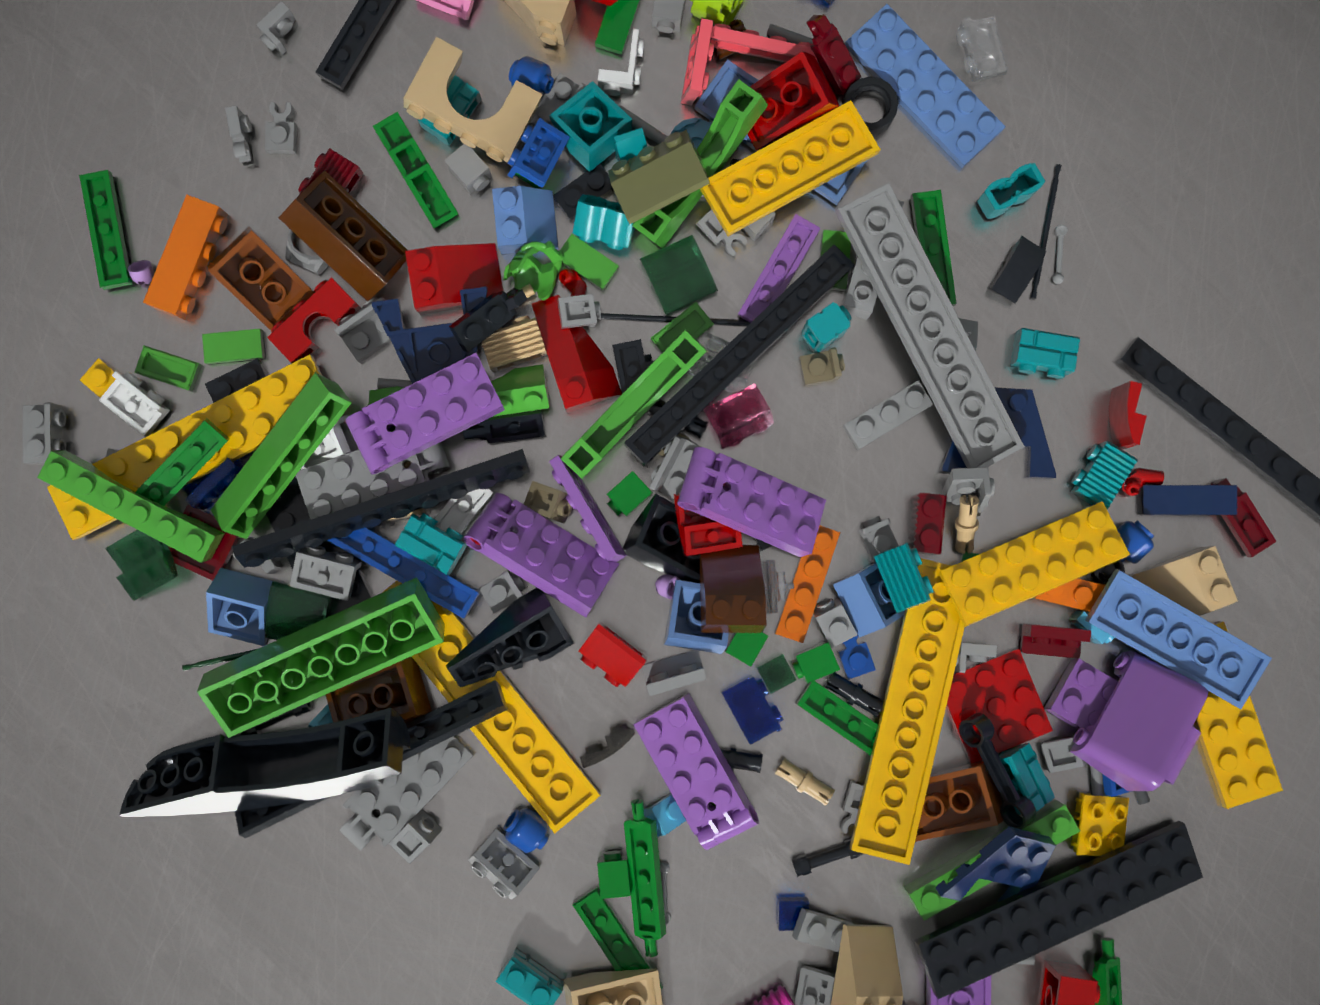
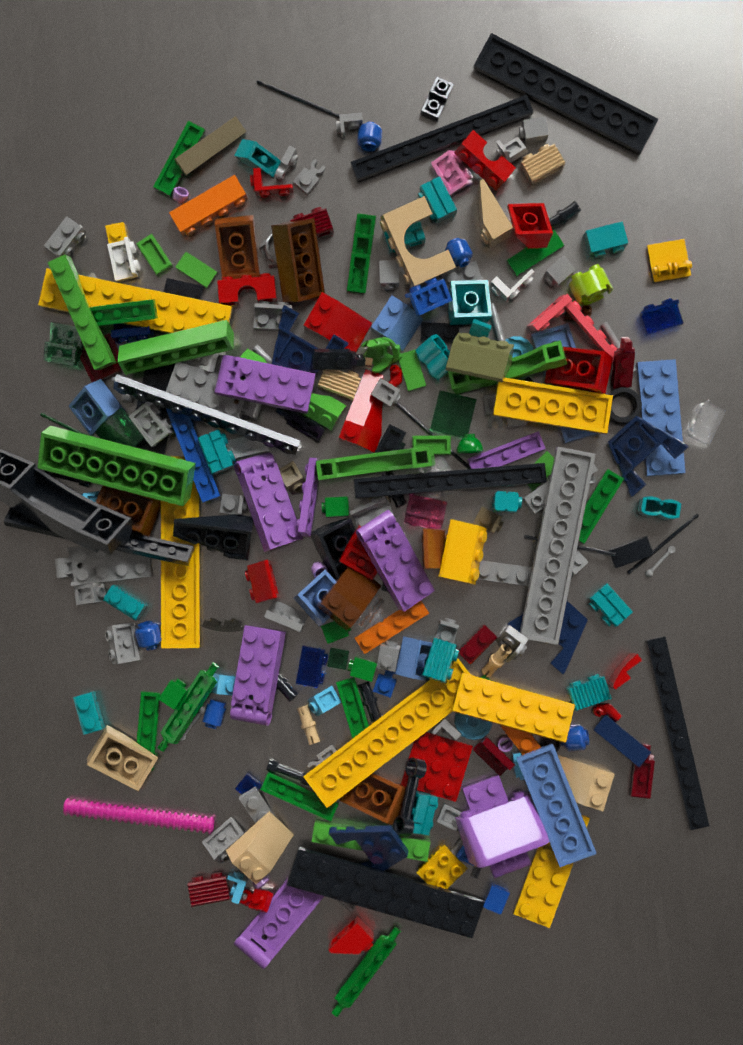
camera: 45 degrees right, 0 degrees up
(130, 184) = (210, 145): none -> dark tan tile
(193, 48) = (297, 98): none -> black piece
(198, 154) = (257, 156): none -> teal slope
(243, 184) = (267, 191): none -> red bracket
(314, 24) = (369, 136): none -> blue head
(459, 32) = (438, 200): none -> teal brick
(467, 813) = (125, 602): none -> teal brick
(681, 860) = (214, 714): none -> blue brick
(728, 294) = (469, 444): none -> green brick
(786, 451) = (433, 548): none -> dark orange slope
(800, 738) = (324, 701): none -> medium azure bracket
(824, 426) = (463, 552): none -> yellow slope
(859, 877) = (297, 796): none -> green plate
(922, 138) = (635, 444): none -> dark blue wing
(958, 310) = (580, 547): none -> black piece
(998, 628) = (471, 727): none -> medium azure tile
(1057, 617) = (505, 747): none -> lavender hinge
(1192, 807) = (495, 898): none -> blue panel

